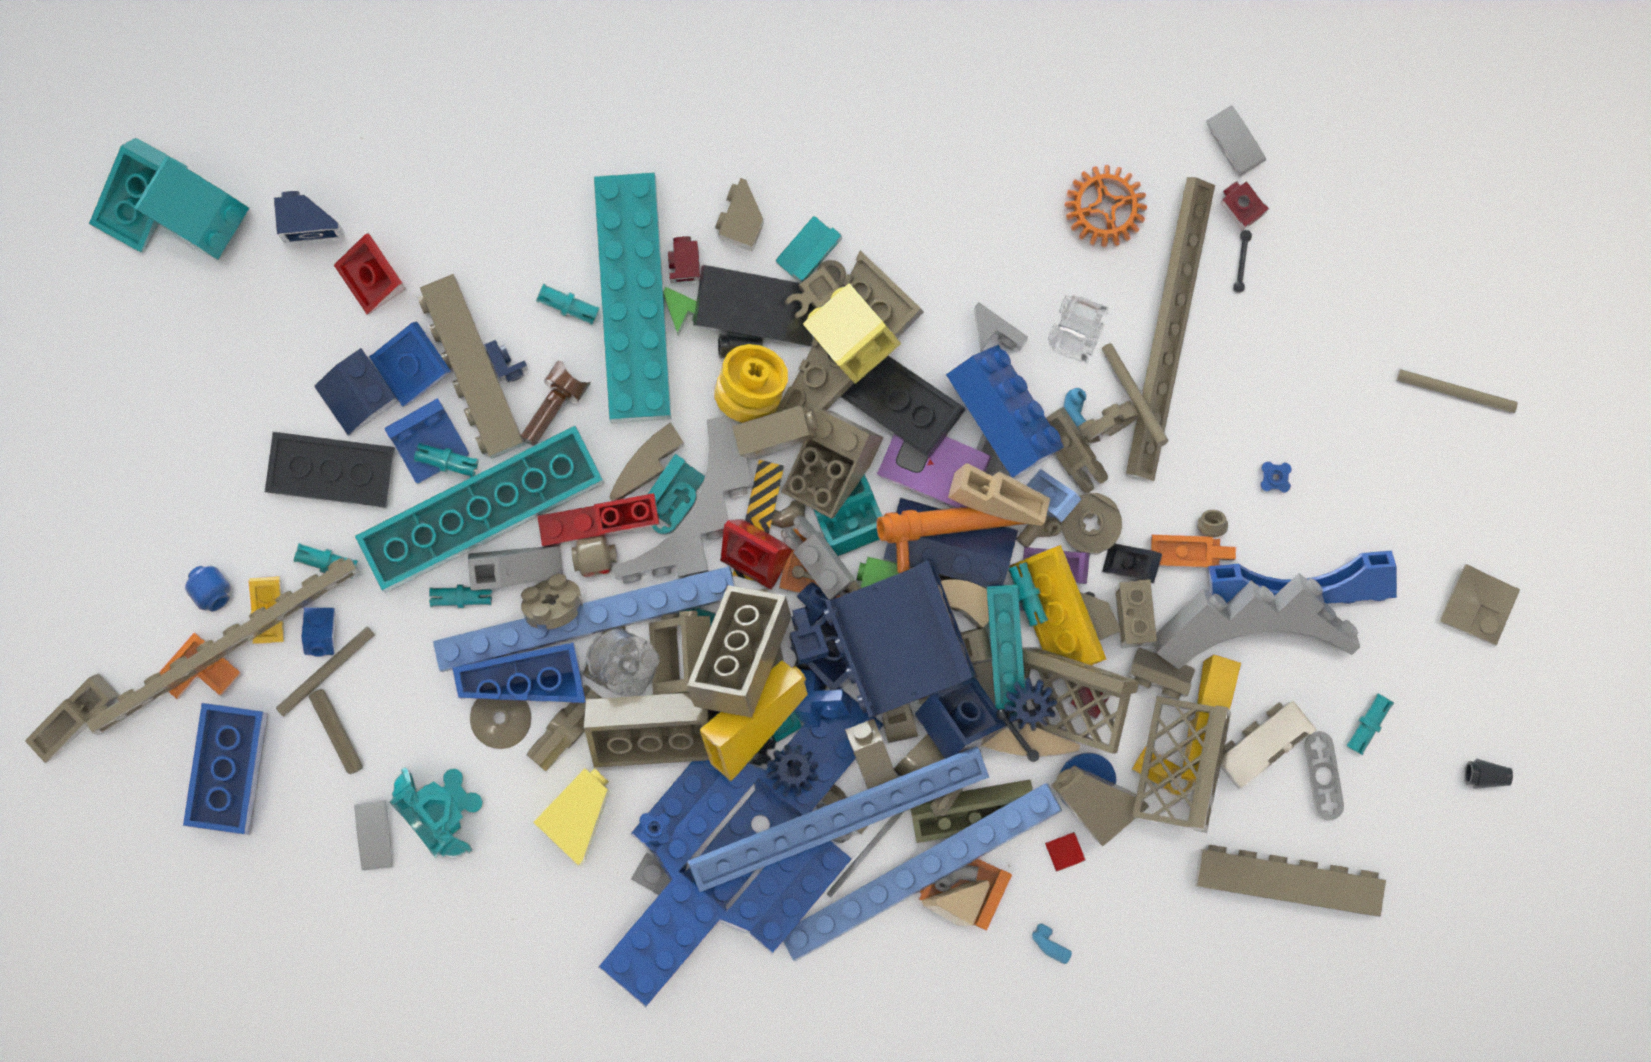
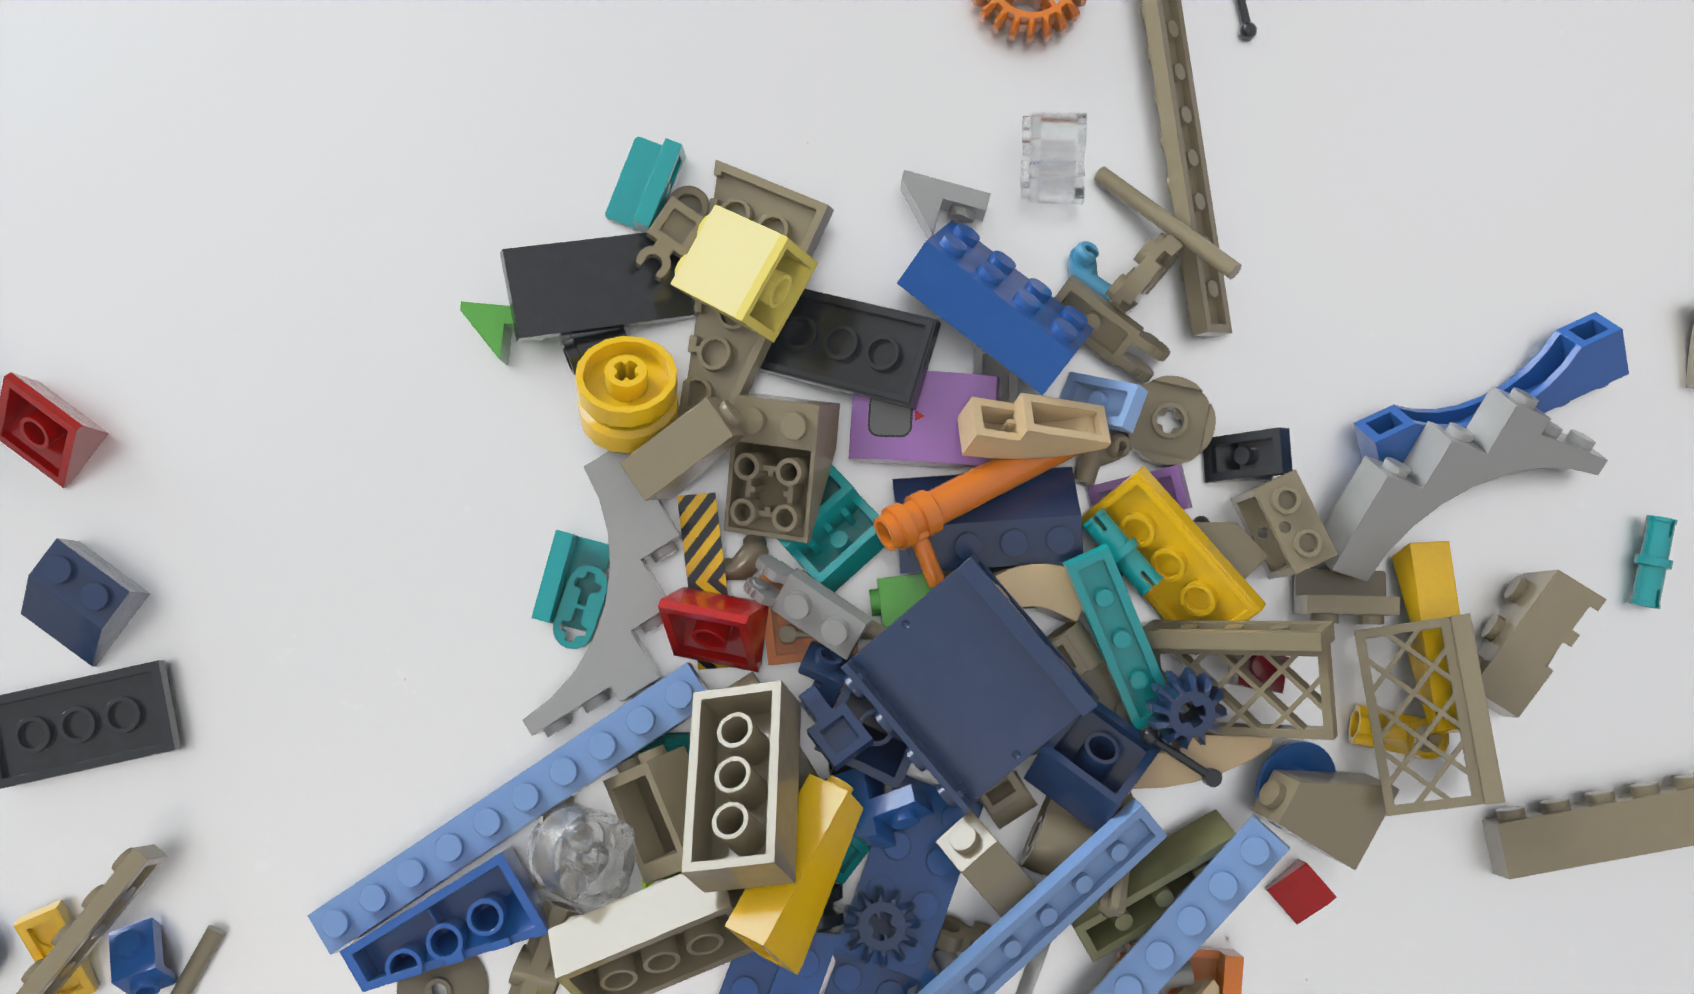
camera: 20 degrees left, 0 degrees up
(316, 557) = (103, 855): teal pin -> none
(409, 364) = (139, 535): blue plate -> none
(426, 426) = (201, 633): blue bracket -> none
(446, 460) = (236, 653): teal pin -> none
(459, 596) = (325, 837): teal pin -> none
(471, 366) = (229, 508): dark tan brick -> none
(479, 509) = (304, 708): teal brick -> none
(500, 358) = (266, 485): dark blue bracket -> none
(513, 566) = (382, 771): light grey slope -> none
(556, 589) = (456, 780): dark tan plate -> none
(562, 388) = (367, 494): reddish brown piece -> none
(567, 304) = (336, 375): teal pin -> none
(594, 556) = (492, 714): dark tan head -> none
(598, 520) = (480, 662): red slope -> none
(632, 297) = (422, 334): teal brick -> none
(645, 463) = (520, 557): dark tan slope -> none
(684, 260) = (476, 257): dark red brick -> none
(743, 218) = (538, 173): dark tan slope -> none
(1190, 551) = (1320, 409): orange hinge -> none
(1213, 523) = (1335, 362): dark tan plate -> none
(1270, 483) = (1389, 280): blue plate -> none
(1315, 785) = (1635, 661): light grey beam -> none
(1457, 391) = (1594, 67): dark tan bar -> none

